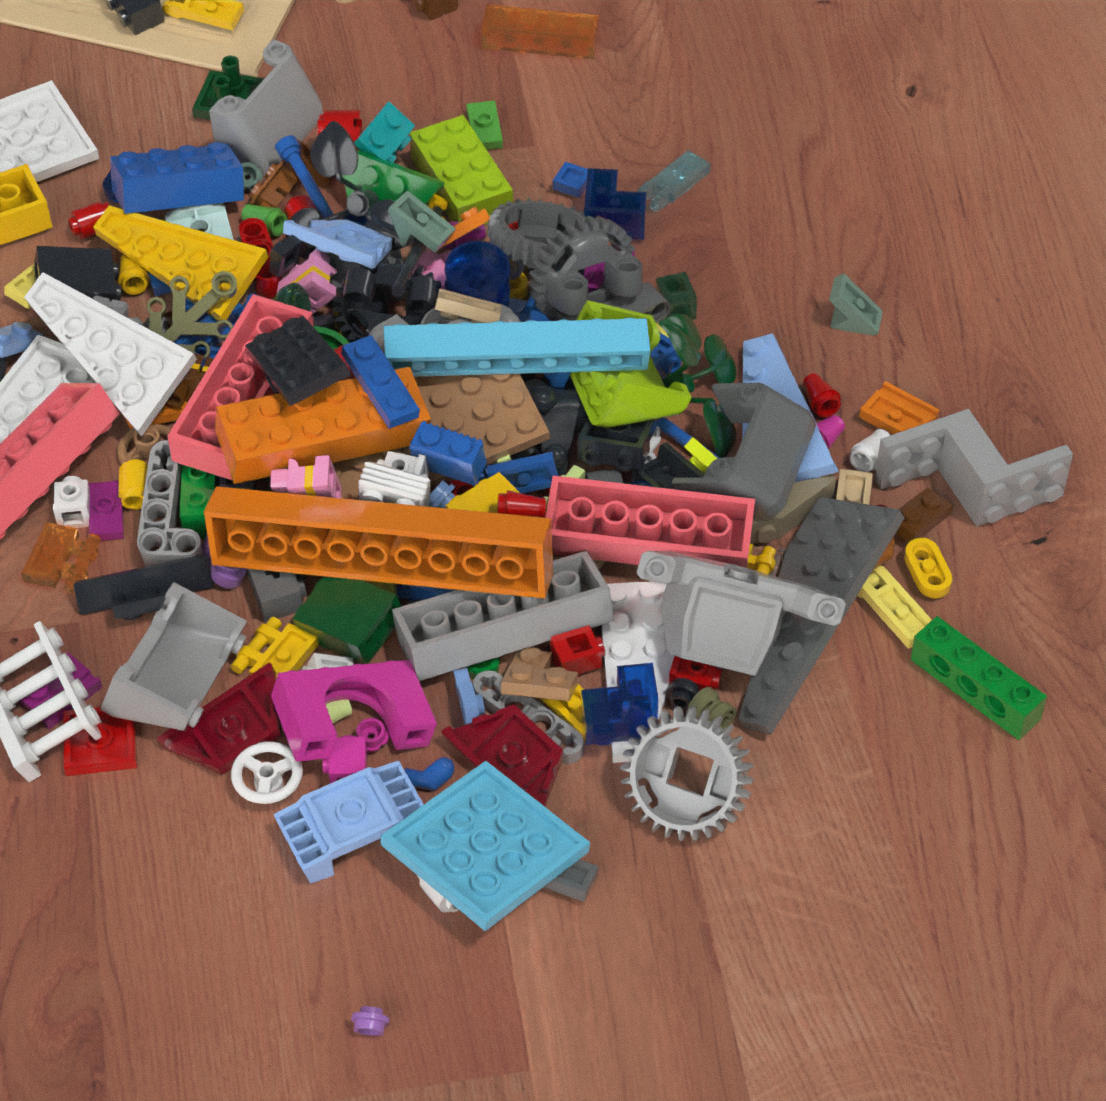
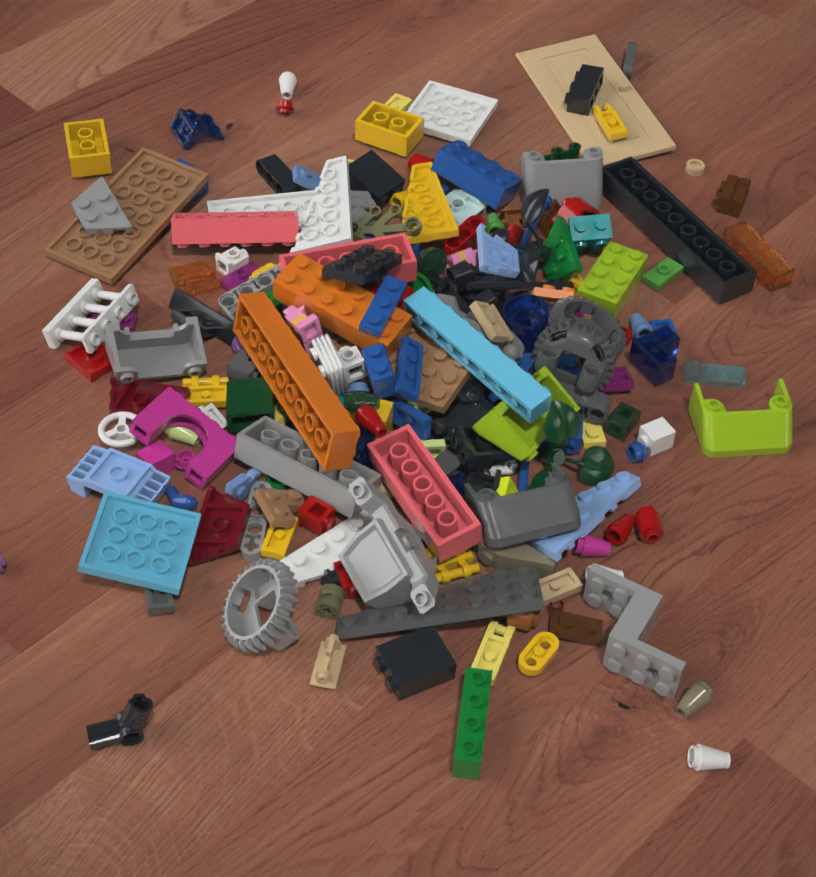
camera: 50 degrees right, 5 degrees down
(255, 173) = (515, 198): sand green plate -> none
(284, 255) = (464, 239): black plate -> none
(417, 220) = (533, 271): sand green slope -> none
(439, 67) = (677, 230): none -> black brick
(471, 422) = (409, 368): none -> blue plate
(483, 496) = (355, 400): none -> clear green cone
(557, 192) = (639, 325): none -> medium blue cone
(617, 711) = (285, 545): clear blue brick -> none
(721, 284) = (656, 436): none -> white brick
(726, 315) = (636, 452): none -> blue plate
(738, 1007) = (125, 728): none -> black piece
(769, 226) = (742, 431): none -> lime windscreen
(793, 764) = (328, 663): none -> tan hinge
(836, 368) = (649, 524): none -> red brick
(853, 308) = (706, 507): sand green slope -> none
(858, 682) = (414, 662): none -> black brick
(896, 410) = (648, 571): orange plate -> none
(1084, 476) = (695, 698): none -> dark tan cone

